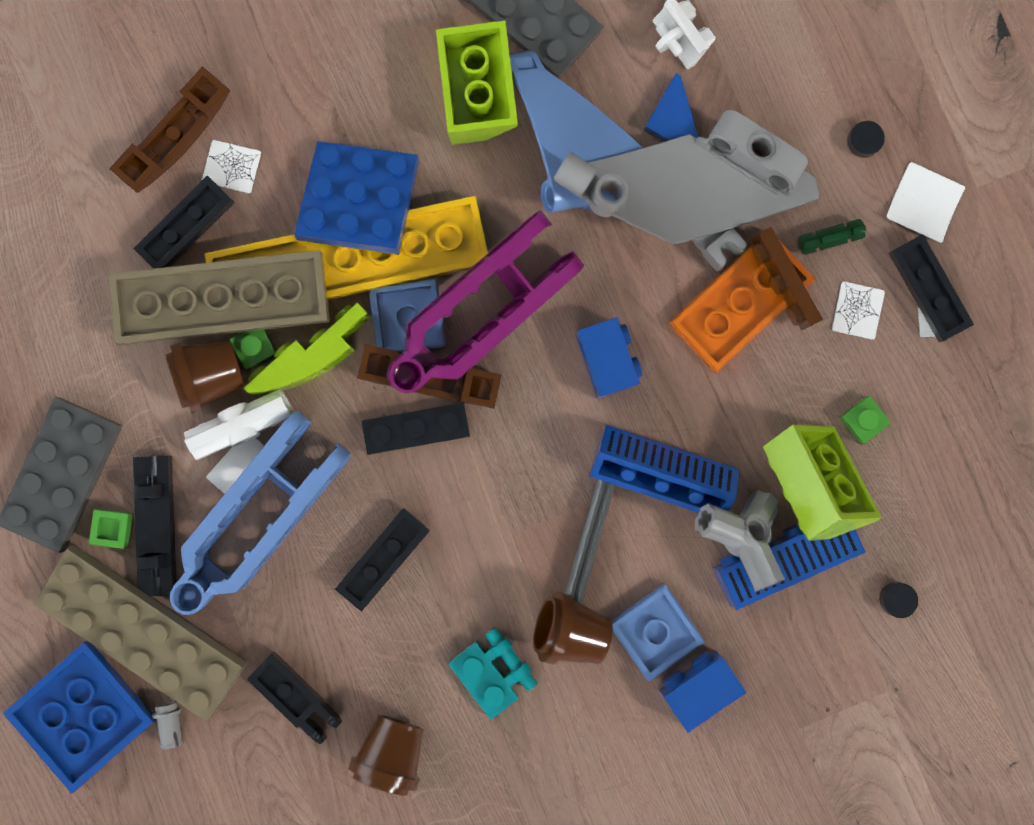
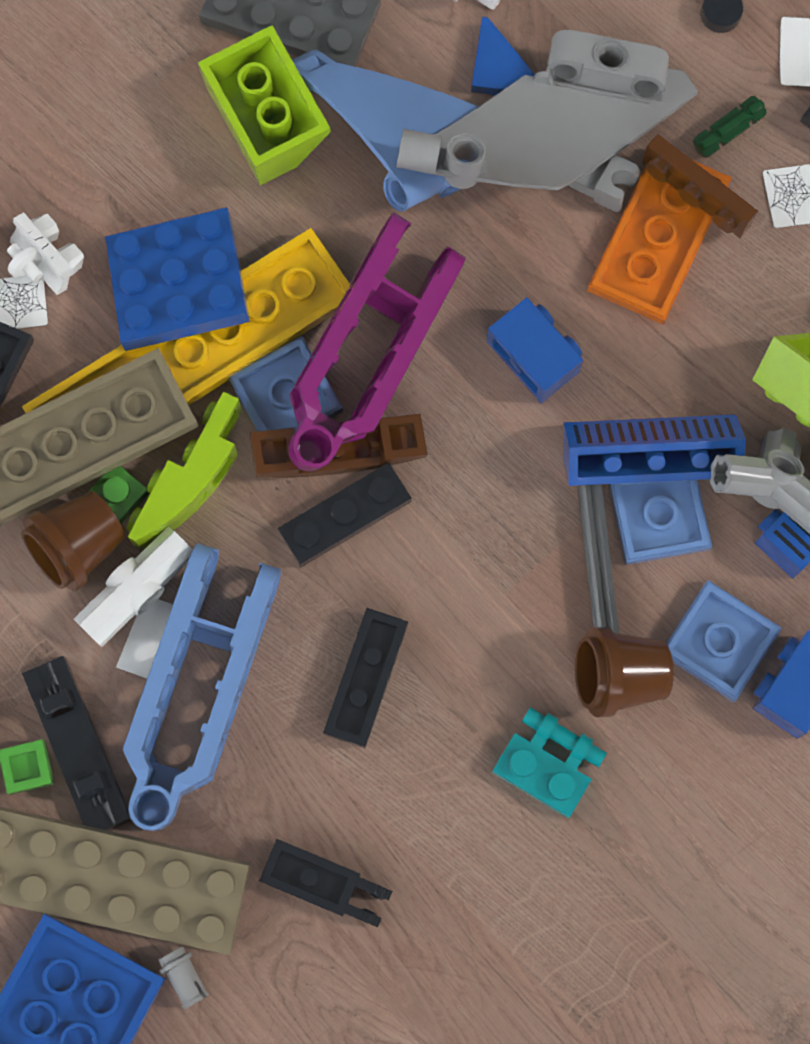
camera: 15 degrees left, 10 degrees down
(261, 122) = (36, 255): none -> white hips
(389, 756) = (467, 902): reddish brown piece -> none
(648, 526) = (659, 519): none -> medium blue tile

